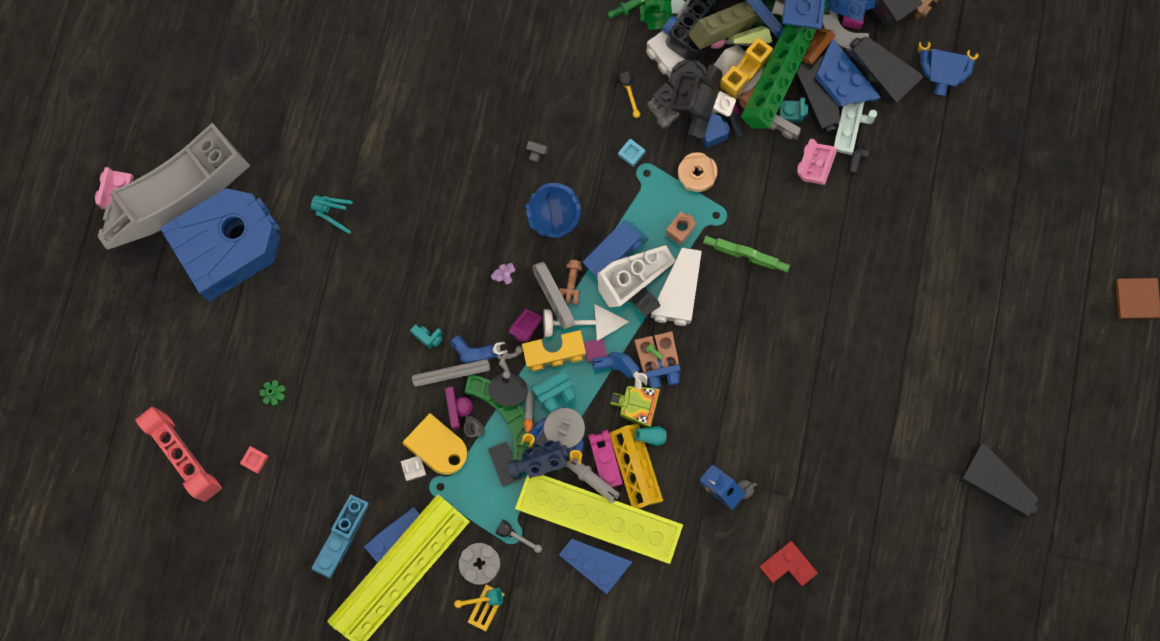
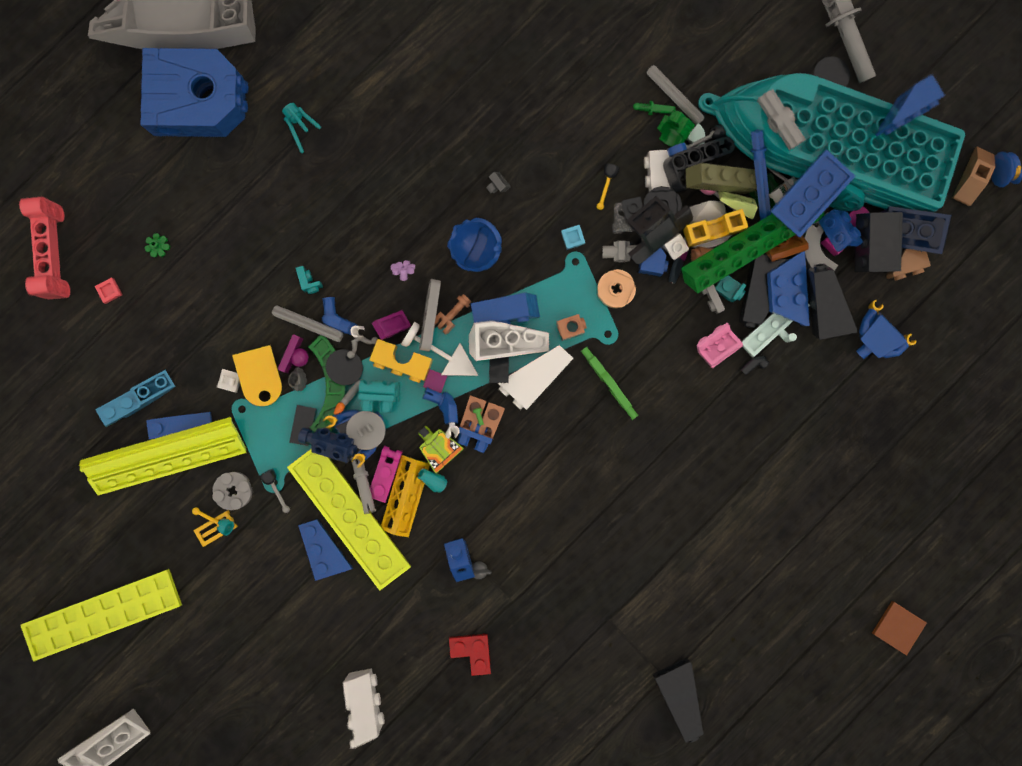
camera: 20 degrees right, 10 degrees up
(678, 140) = (618, 251): none -> light grey axle

